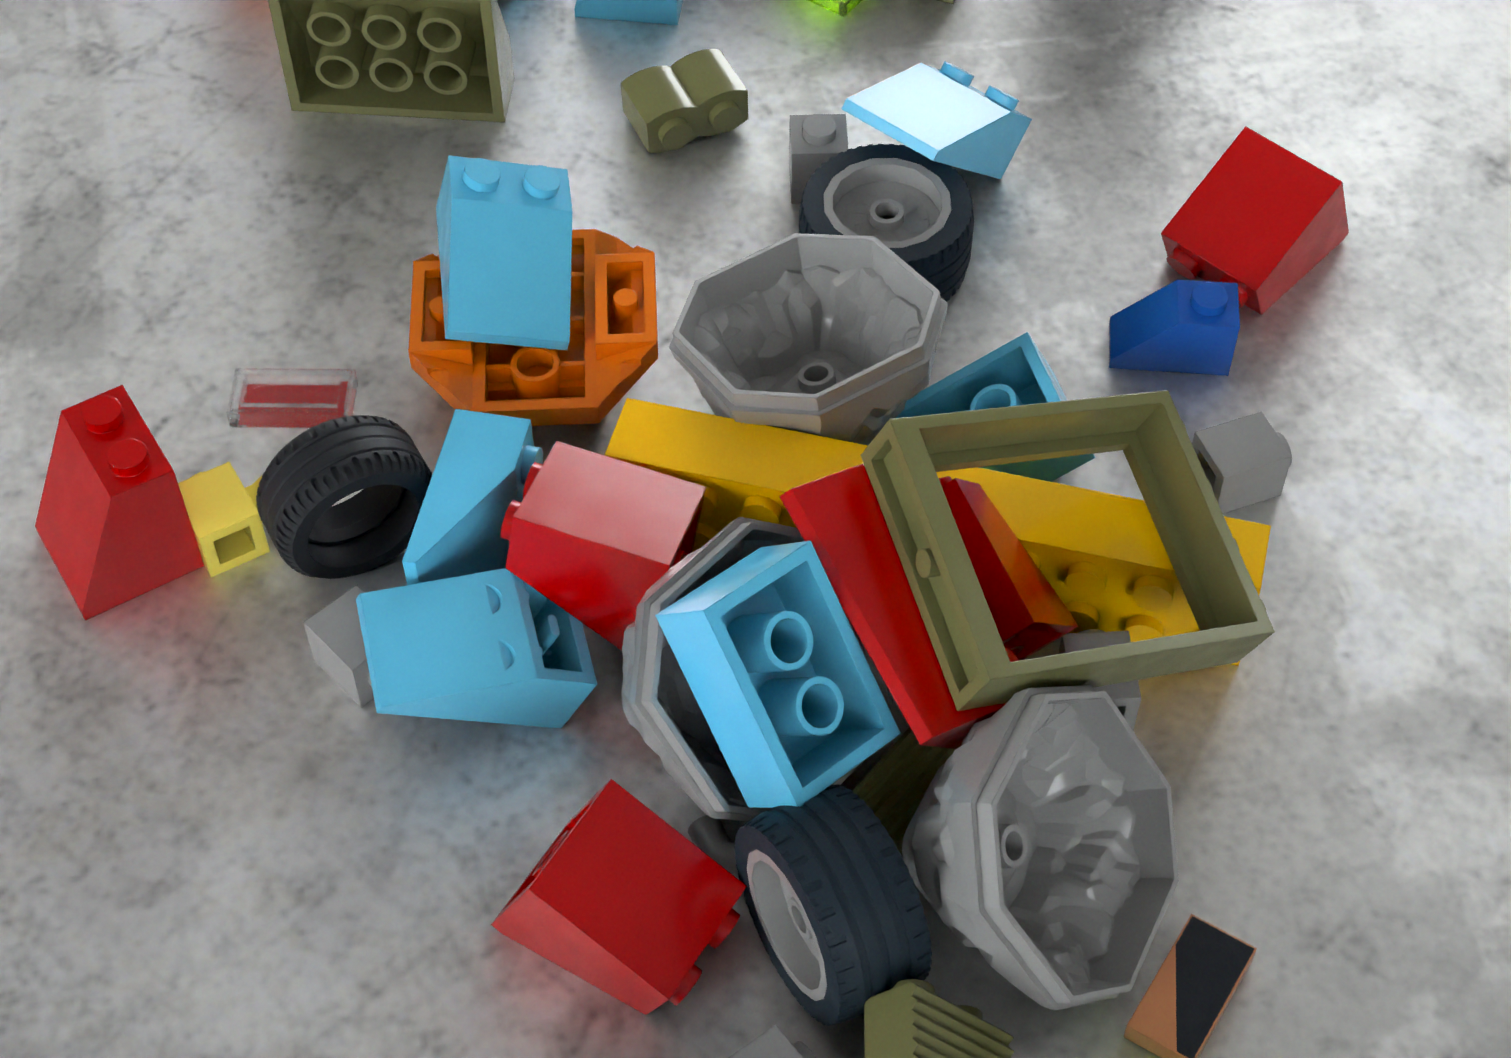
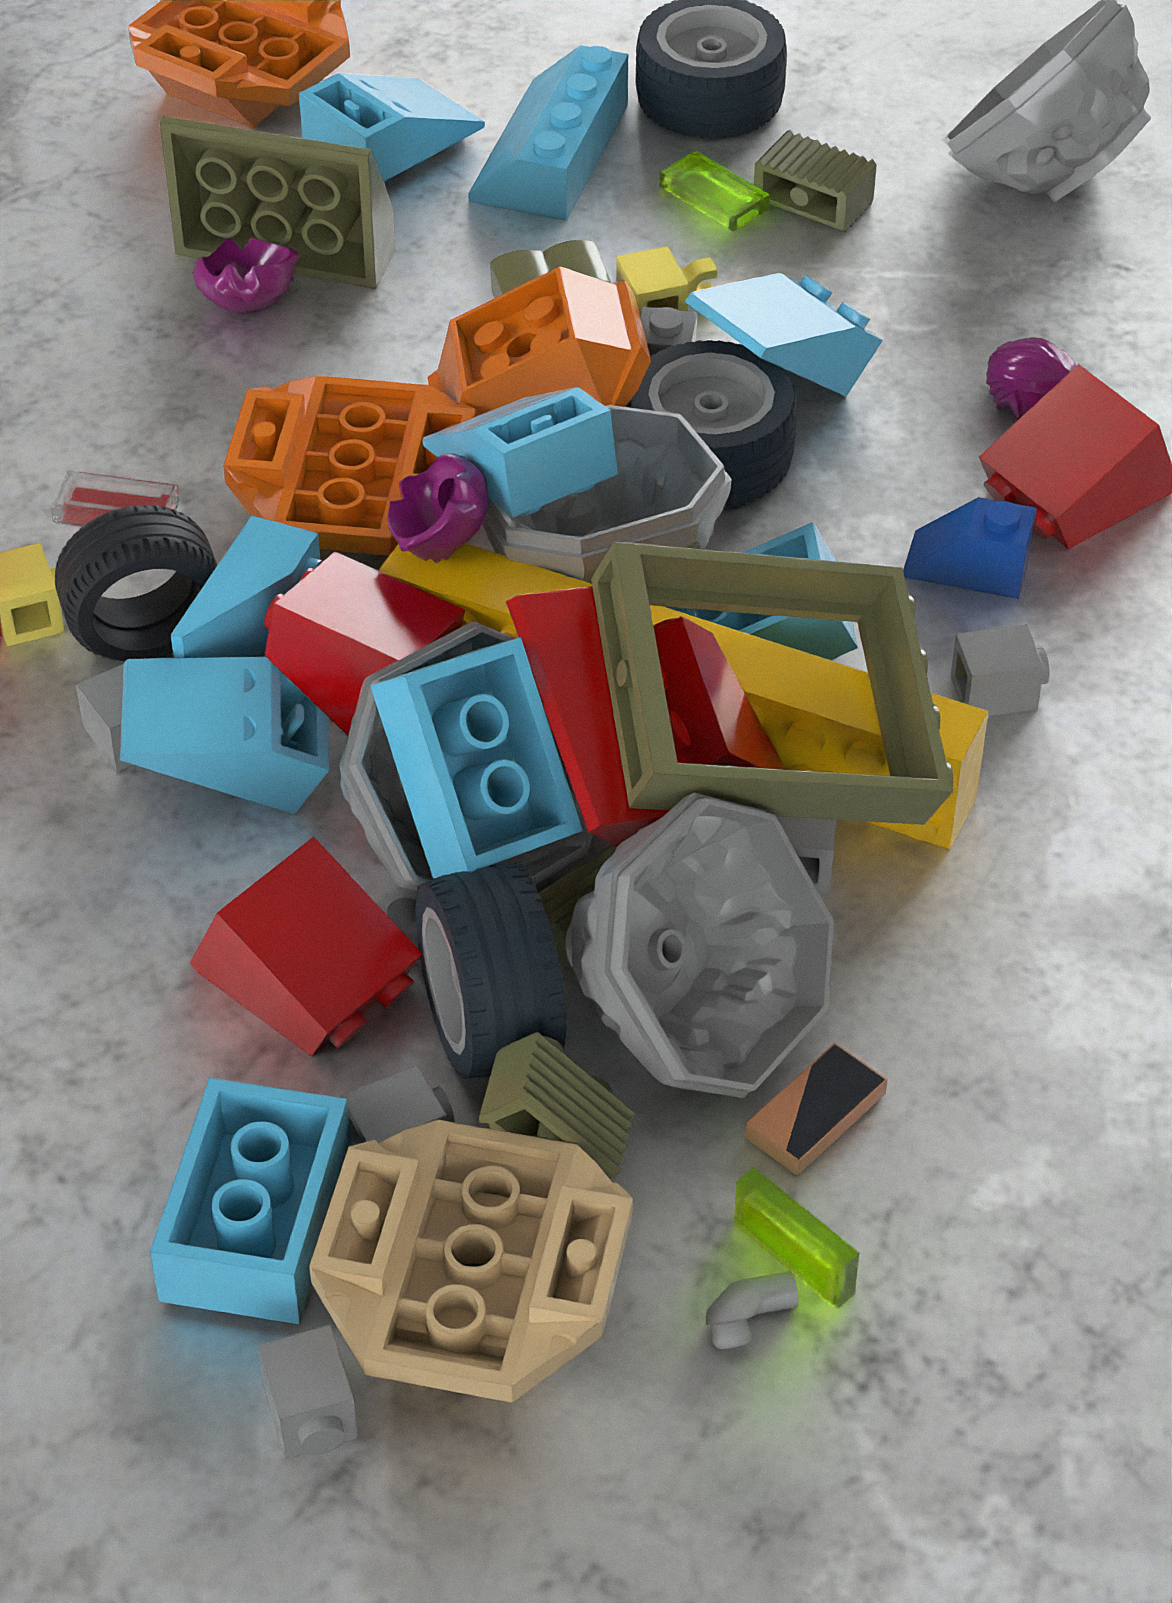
camera: 10 degrees right, 5 degrees down
(373, 129) = (245, 278): none -> magenta hair
(505, 253) = (332, 389): medium azure slope -> none
(659, 379) = (439, 508): none -> magenta hair
(707, 187) = (546, 339): none -> orange piece
(737, 299) = (535, 448): none -> medium azure slope
(789, 85) = (660, 281): none -> light yellow brick
(1181, 139) = (1025, 372): none -> magenta hair

